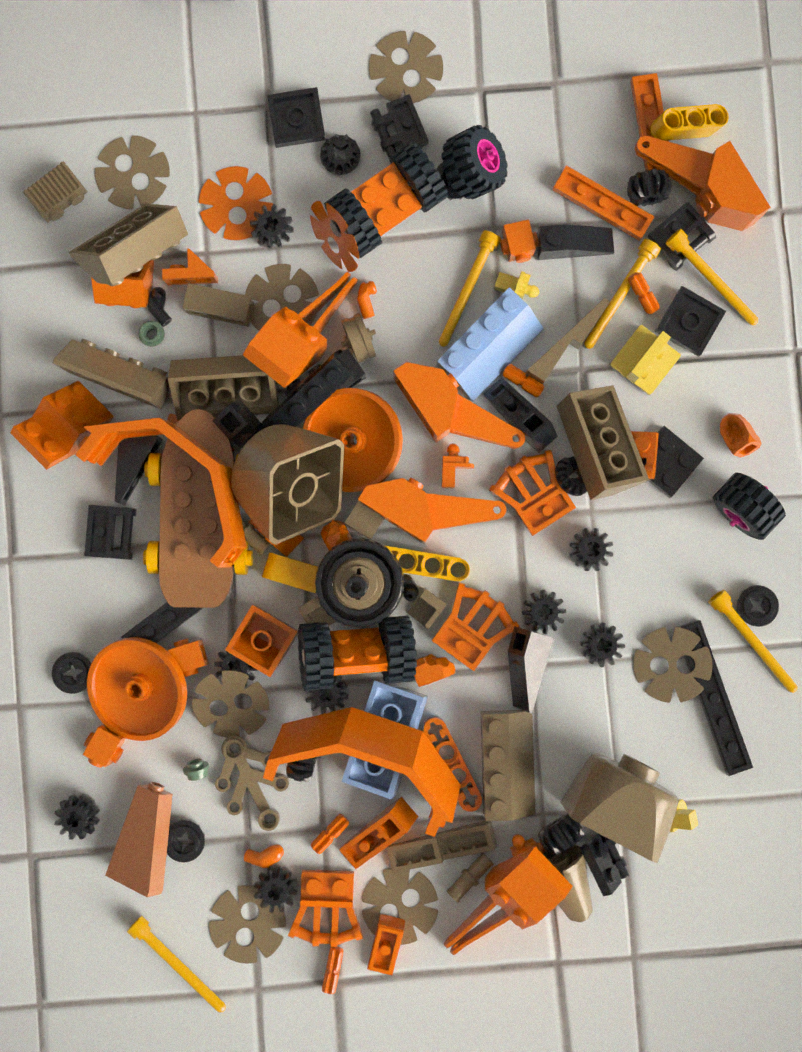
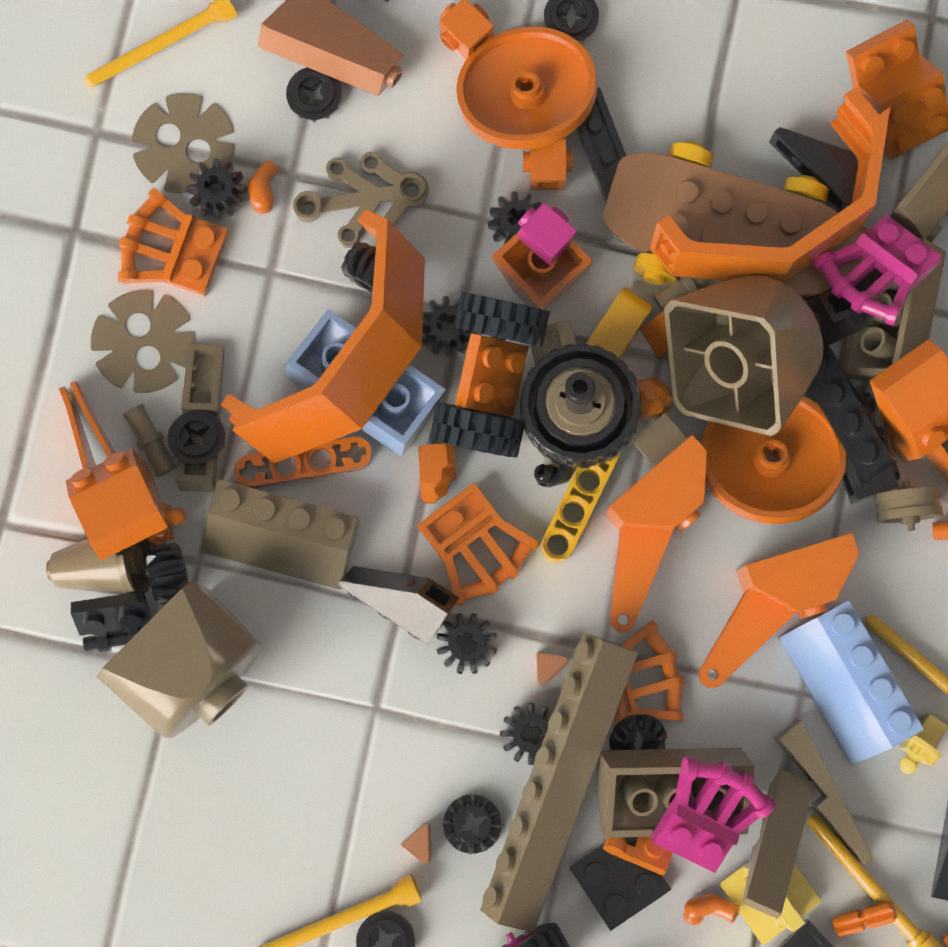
camera: 105 degrees right, 5 degrees down
(101, 532) = (744, 102): black plate -> none
(186, 394) = (890, 250): none -> dark pink plate
(196, 769) = (400, 134): sand green plate -> none
(233, 684) = (494, 208): dark tan piece -> none
(243, 644) = (546, 232): none -> dark pink brick
(331, 973) = (86, 229): orange piece -> none
(333, 830) = (261, 273): orange piece -> none
(379, 833) = (245, 340): orange slope -> none
(386, 944) = (100, 308): orange slope -> none
(427, 608) = (517, 491): dark tan panel -> none
(448, 846) = (198, 423): none -> black gear
(453, 462) = (701, 578): orange piece -> none
(518, 377) = (783, 718): orange piece -> none
(521, 414) = (741, 695): black slope -> none
(542, 550) = (548, 666): none -> nougat slope
(599, 654) = (388, 701): black gear -> none
(616, 363) = (778, 844): none -> dark tan slope
(619, 521) = (558, 782): none -> dark tan brick
(626, 414) = (698, 834): none -> dark pink plate
(650, 571) = (478, 807): none -> black gear
(665, 397) = (709, 904): none -> orange arm
(681, 644) = (364, 817): dark tan piece -> none
(684, 818) = (139, 739): light yellow piece -> none
(687, 603) = (420, 843): none -> nougat slope
(719, 711) = (280, 840): black tile -> none

